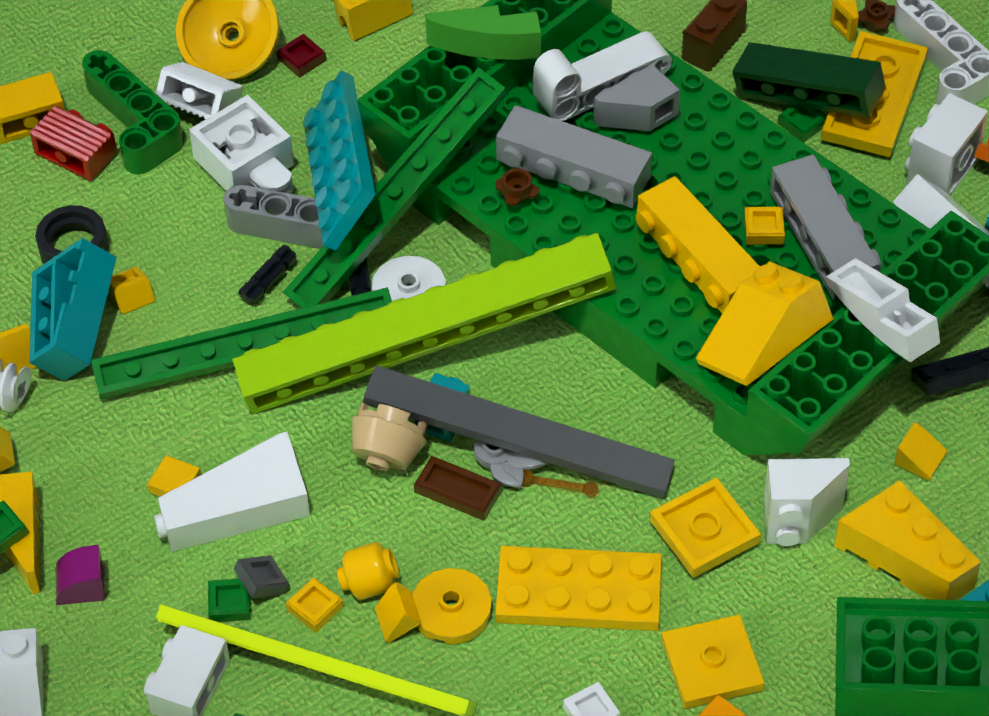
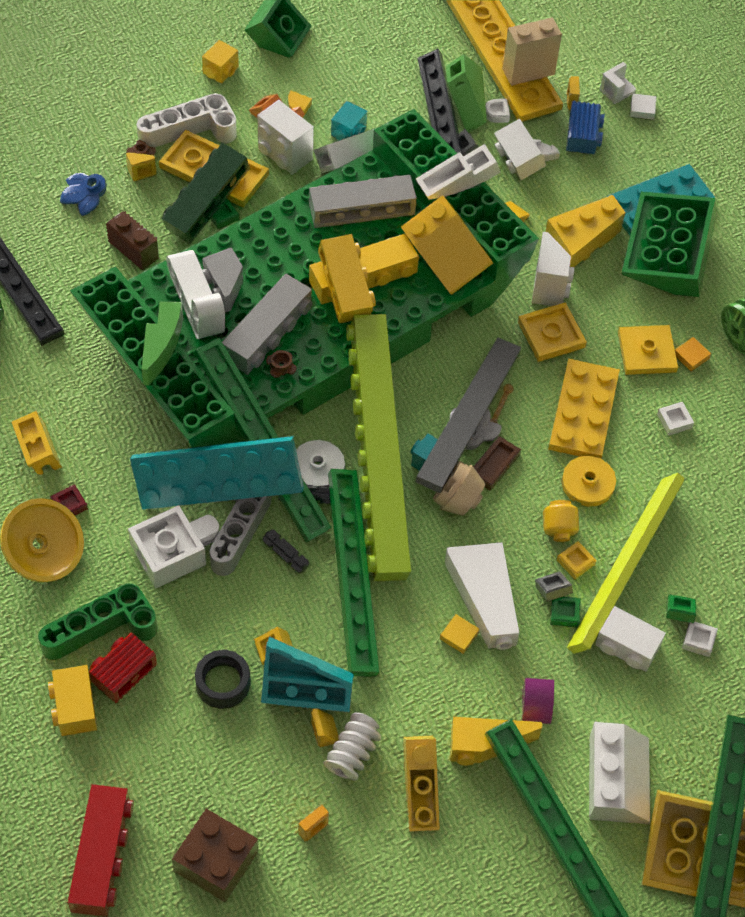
camera: 85 degrees left, 5 degrees up
(196, 89) = (100, 569): white brick -> none
(397, 612) = (595, 510): yellow slope -> none
(650, 208) = (346, 277): none -> yellow brick
(764, 225) = (345, 228): yellow tile -> none

